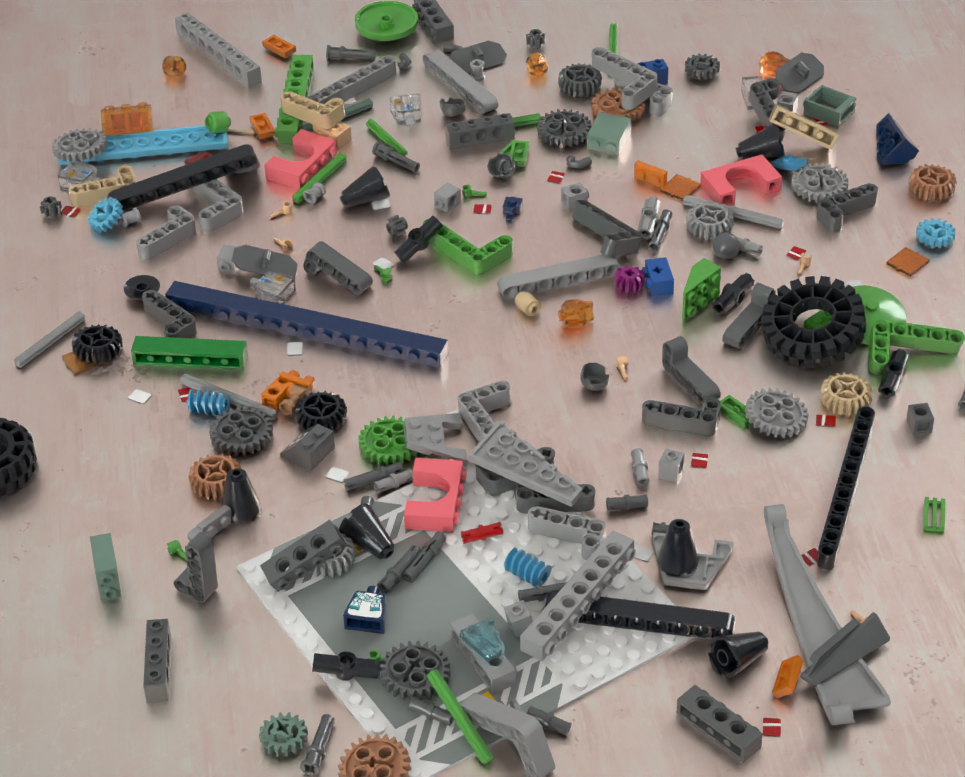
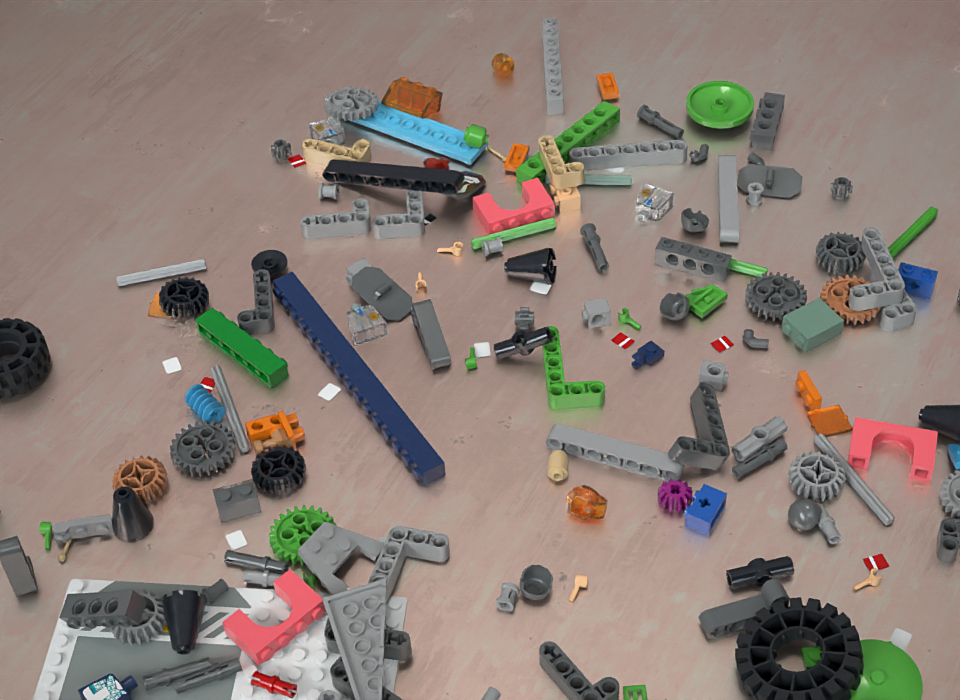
camera: 40 degrees right, 5 degrees up
(105, 214) = (309, 179): medium azure gear -> none
(388, 139) = (608, 223): bright green axle -> none
(537, 64) = (815, 216): clear orange head -> none
(584, 399) = (507, 596): none -> light grey bush
(686, 372) = (626, 635): dark grey beam -> none
(701, 287) = (722, 548): bright green slope -> none

